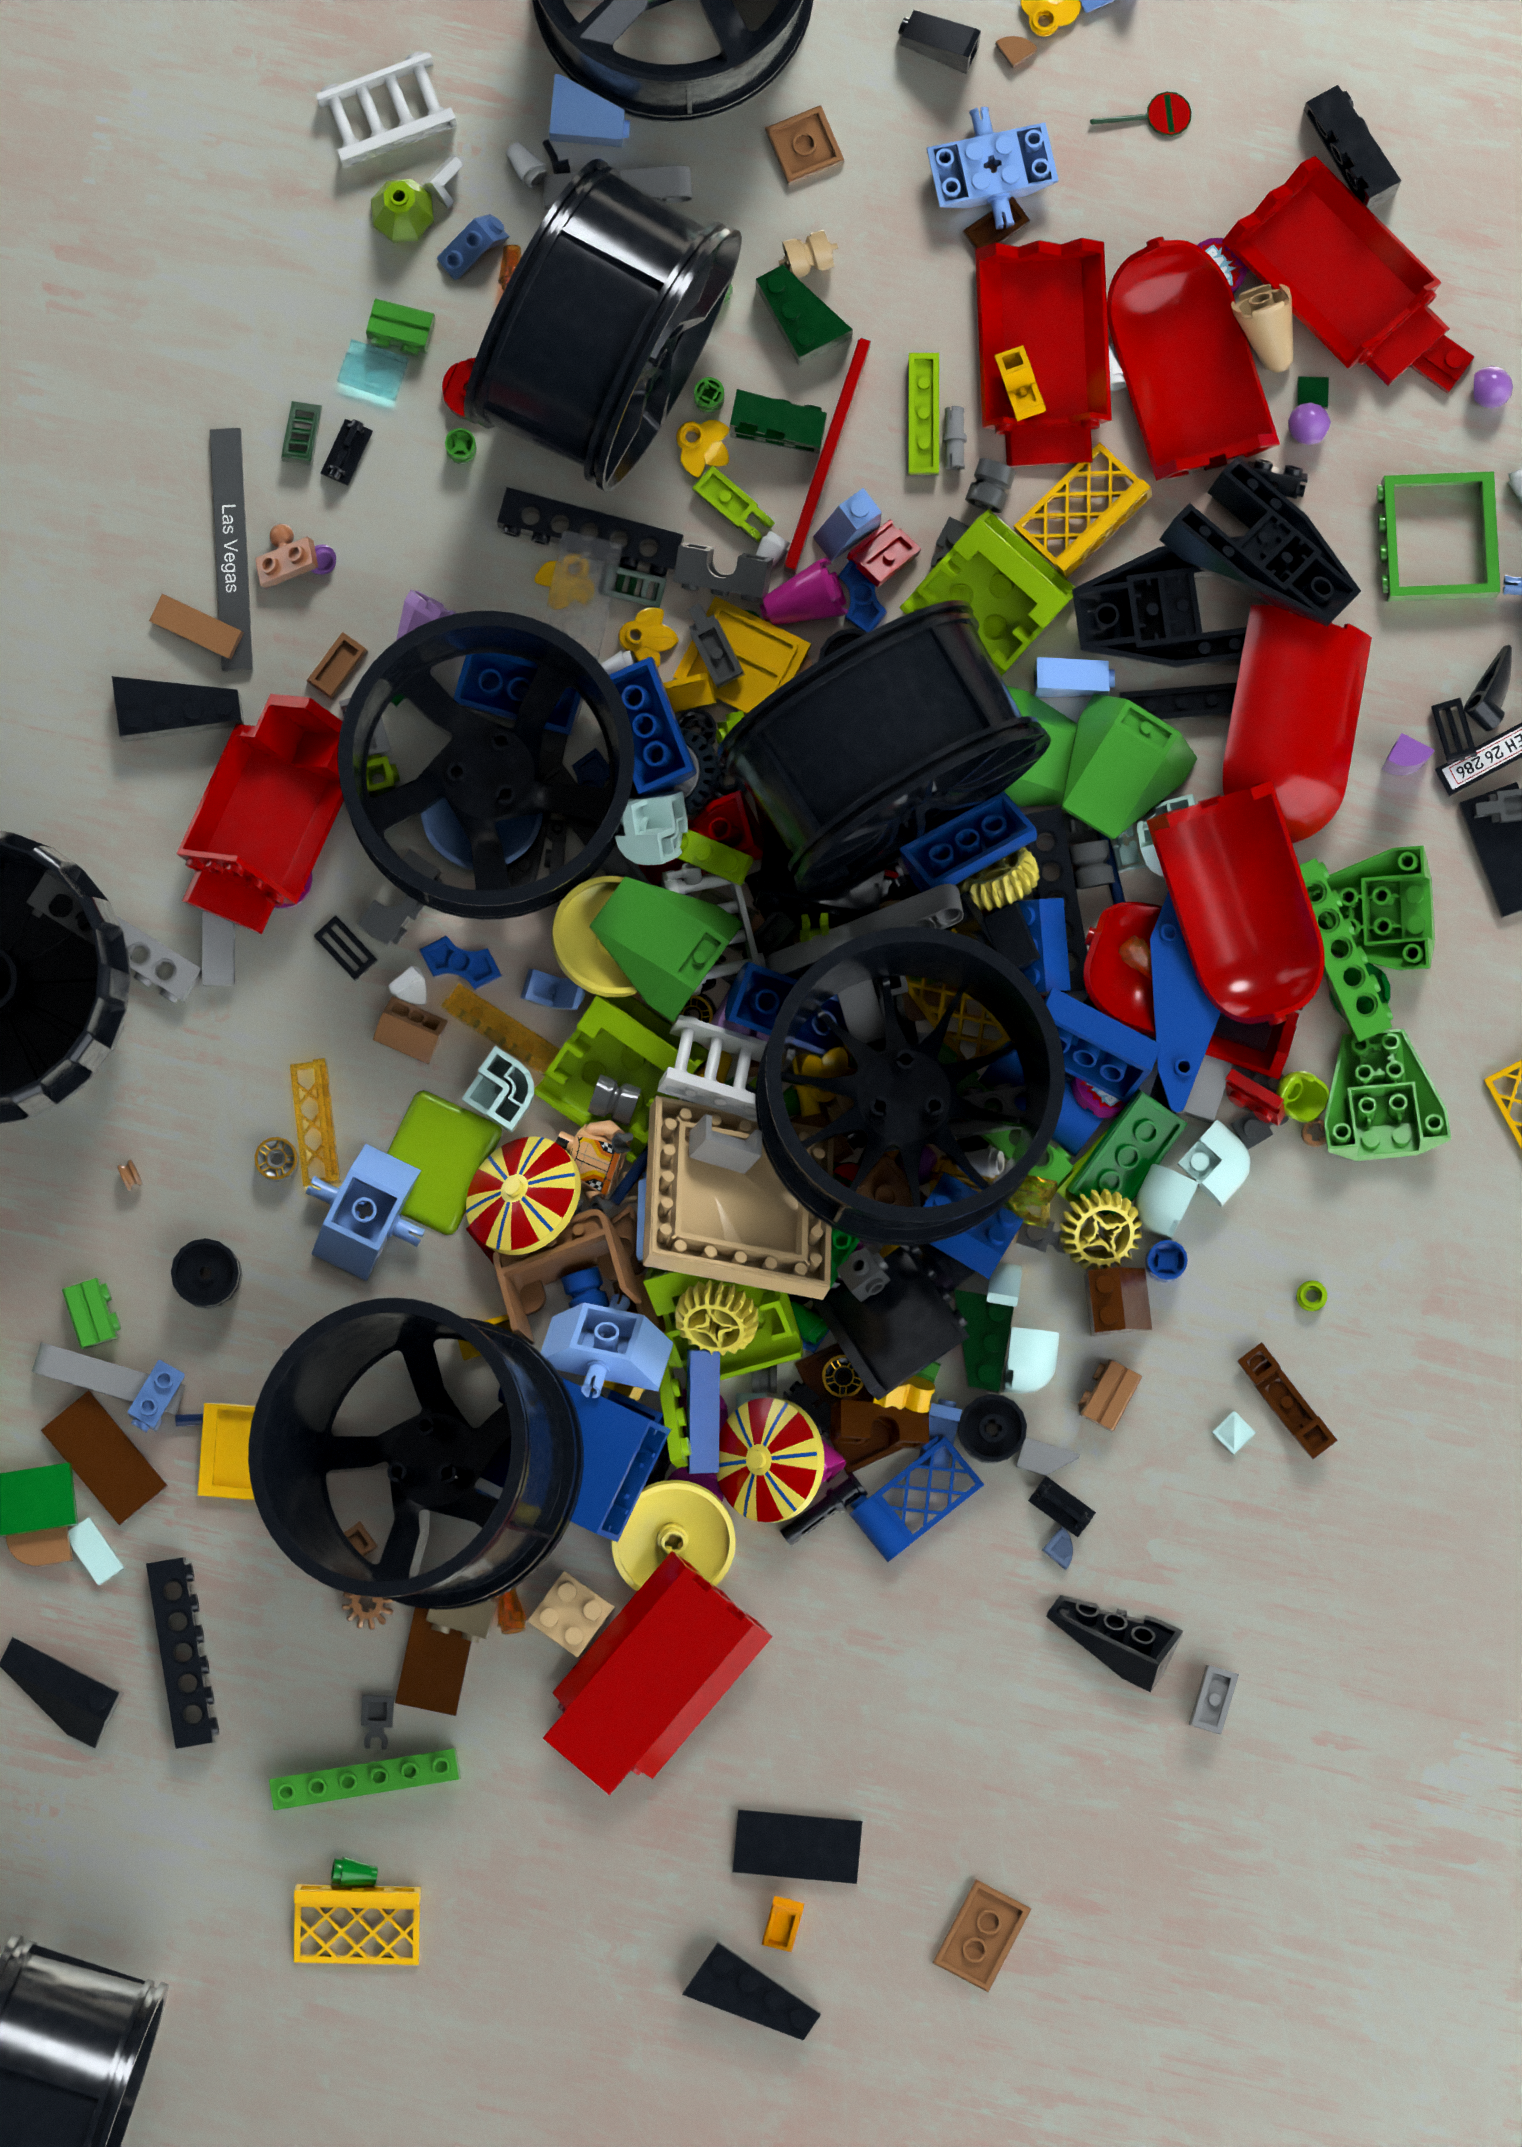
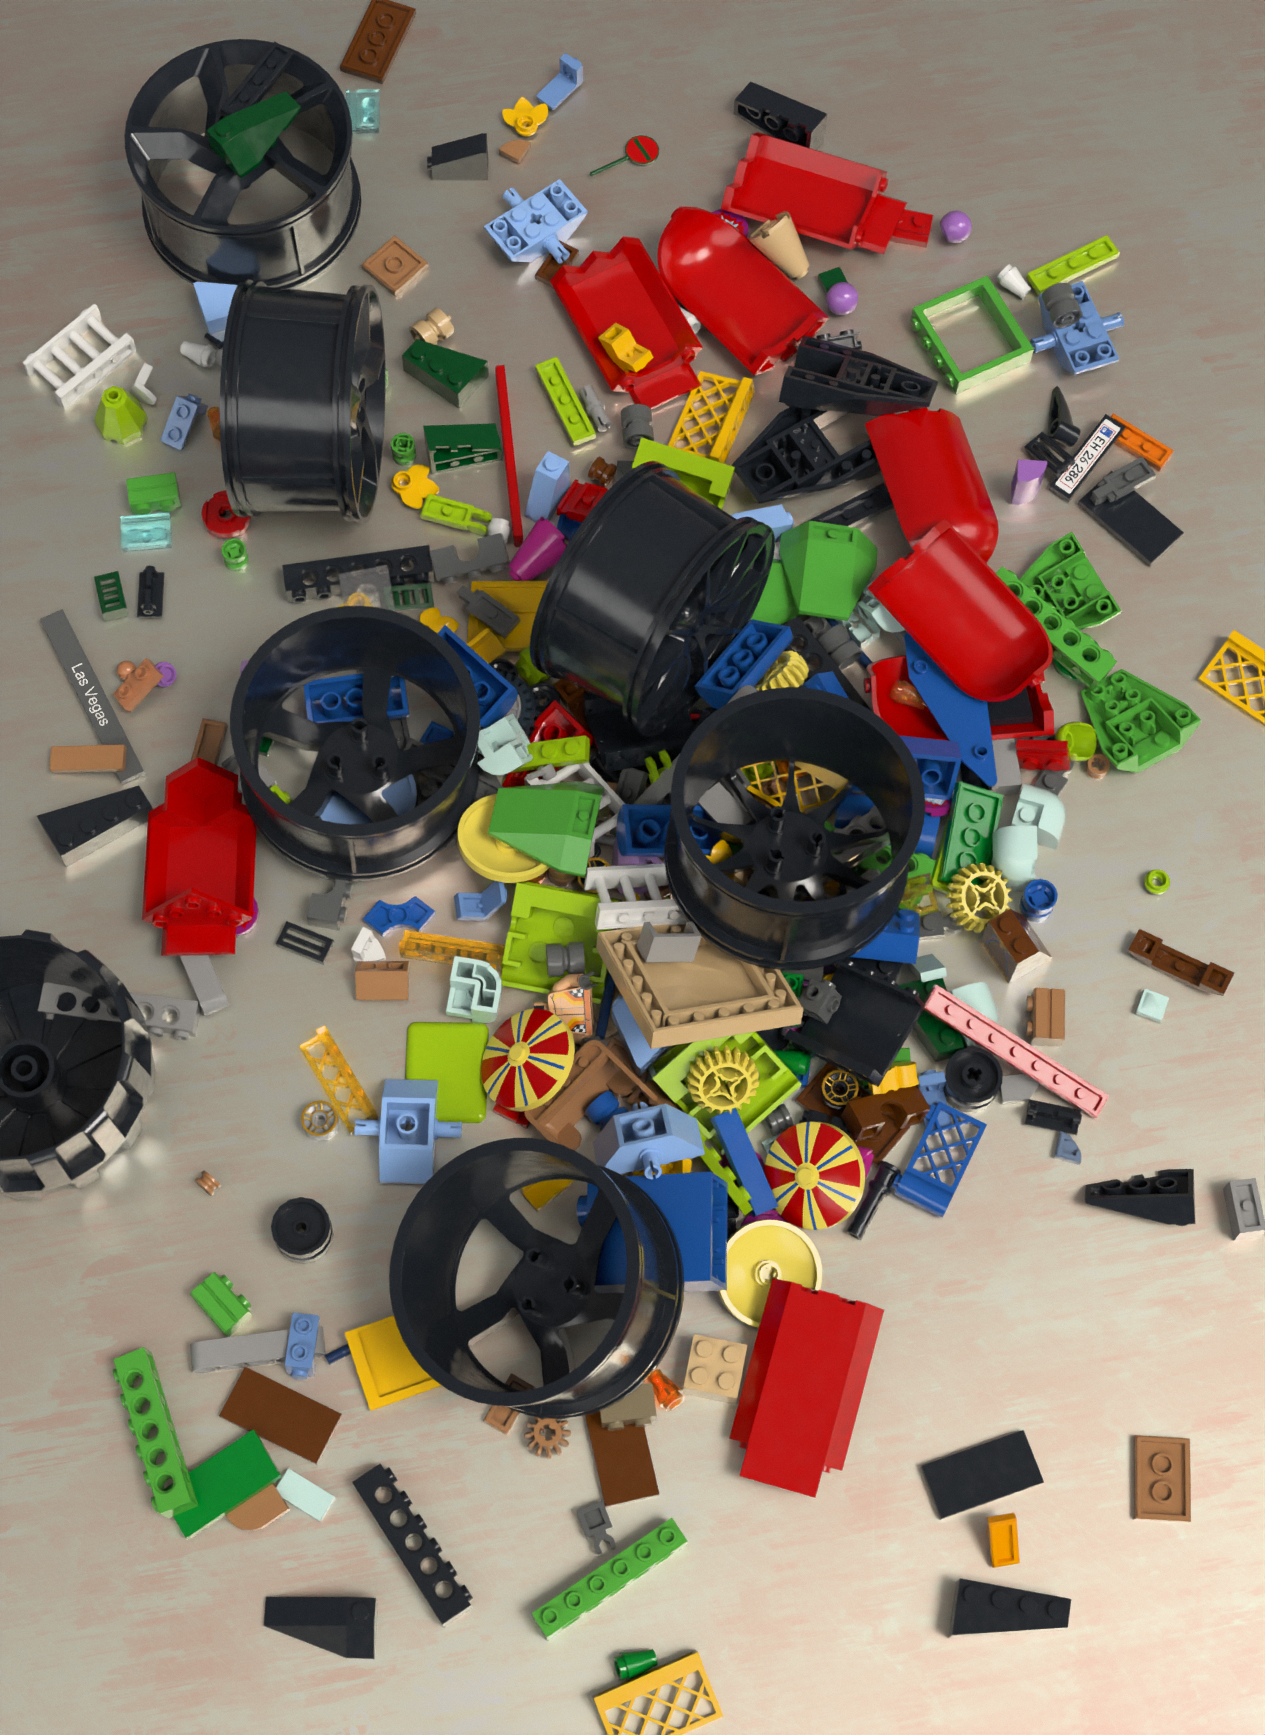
camera: 25 degrees left, 15 degrees down
(925, 524) = (602, 471): none -> reddish brown wheel
(1049, 1422) = (1015, 1051): none -> tile

